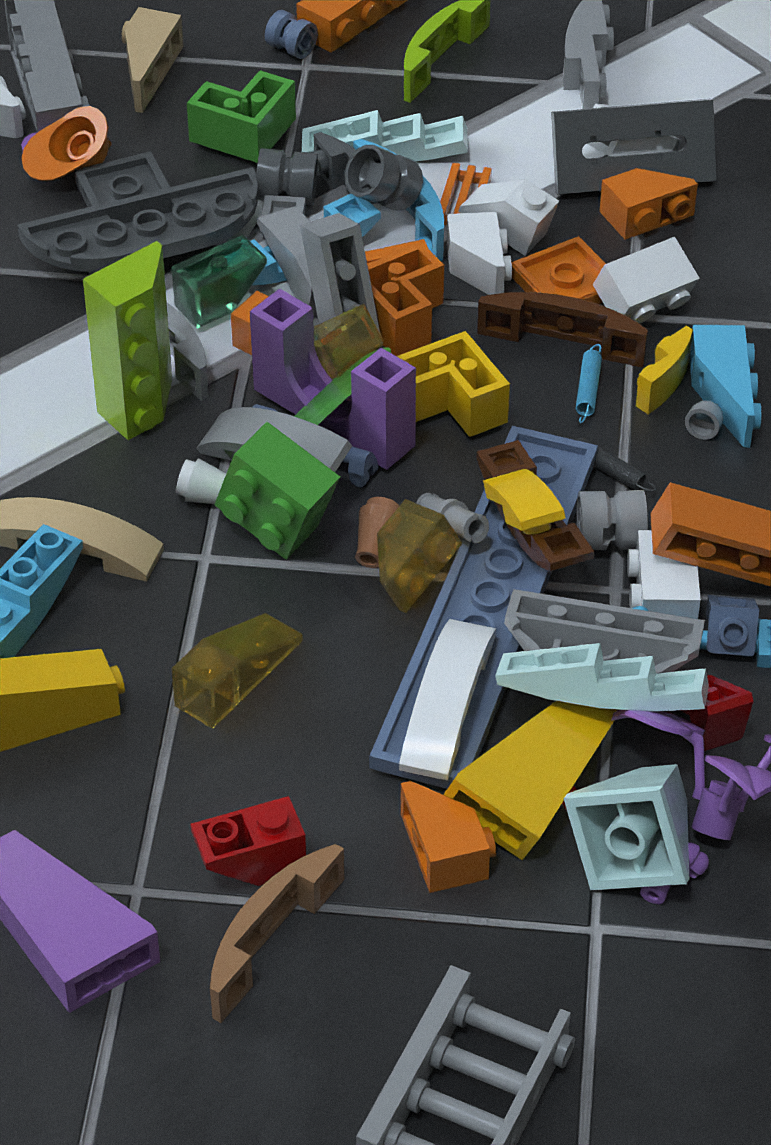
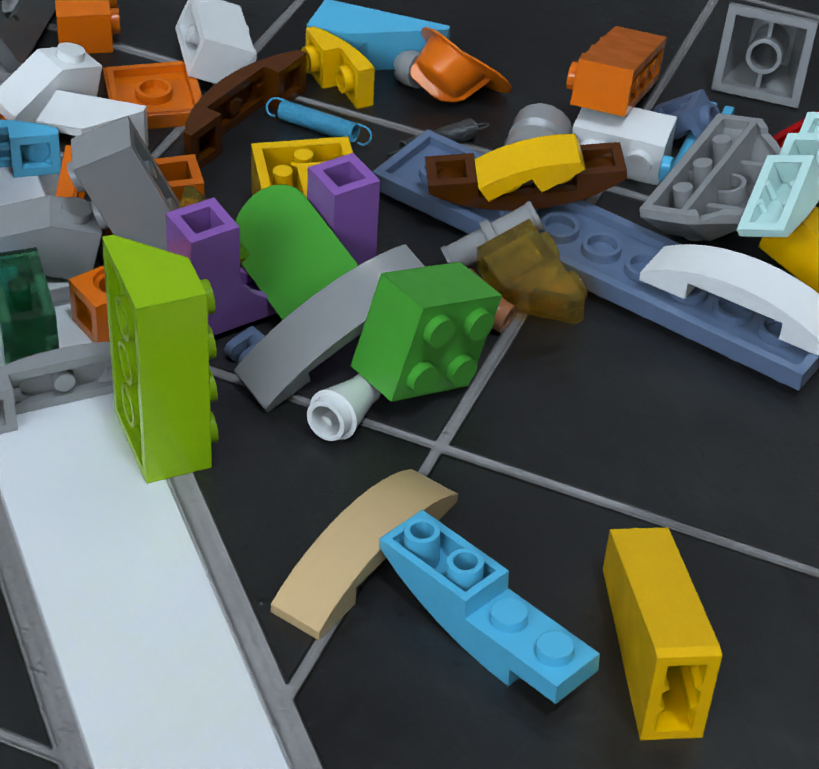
camera: 75 degrees left, 5 degrees down
(229, 666) = (642, 450): clear yellow slope -> none
(702, 440) = (452, 73): none -> orange piece

